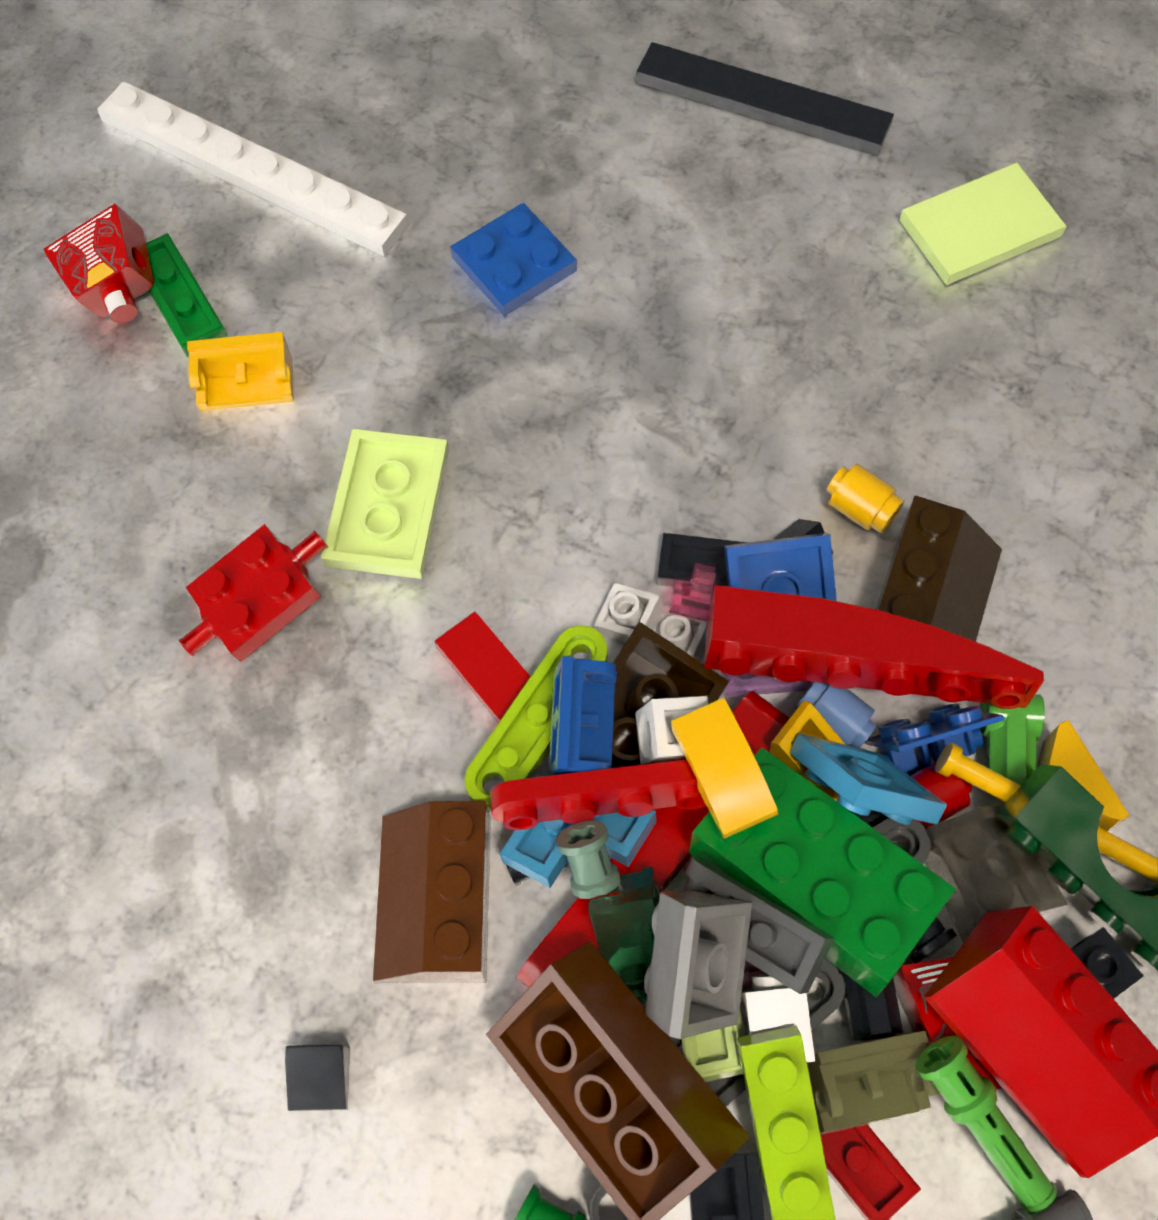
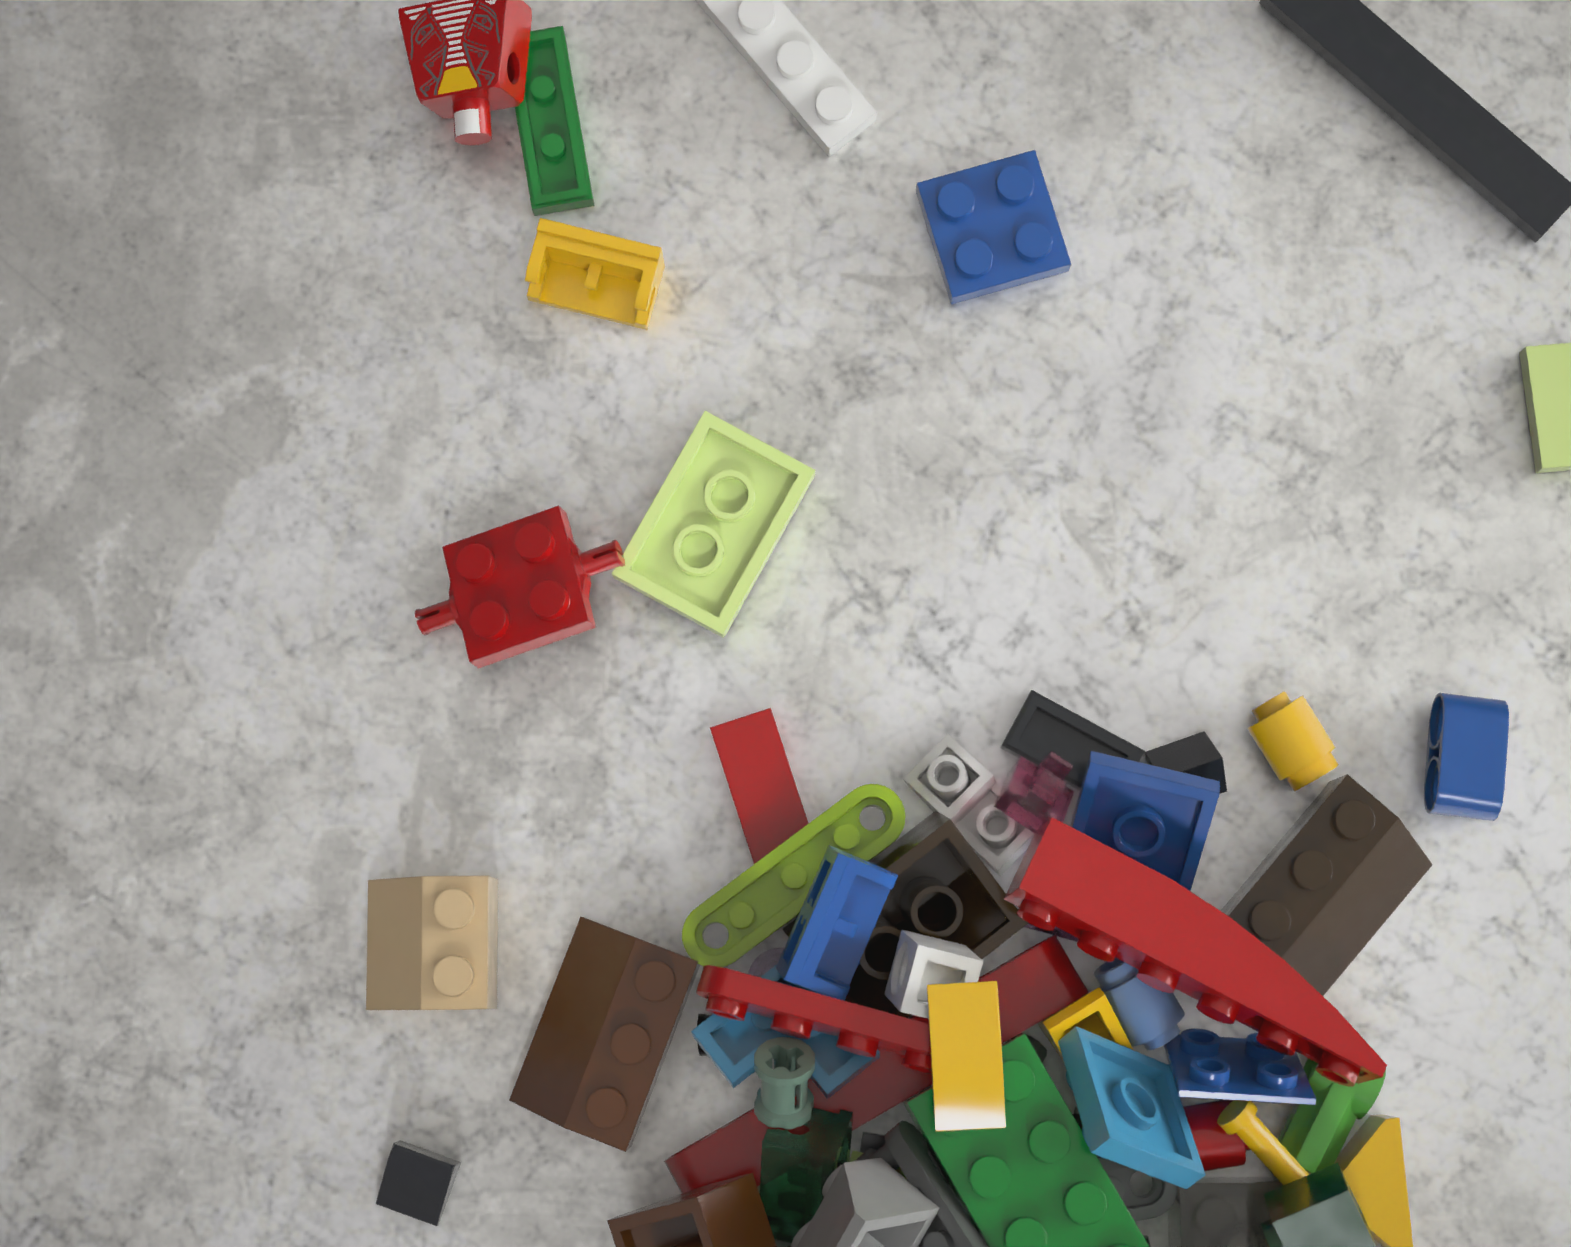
camera: 20 degrees right, 15 degrees up
(269, 877) = (432, 943): none -> tan slope
(990, 467) = (1466, 756): none -> blue beam

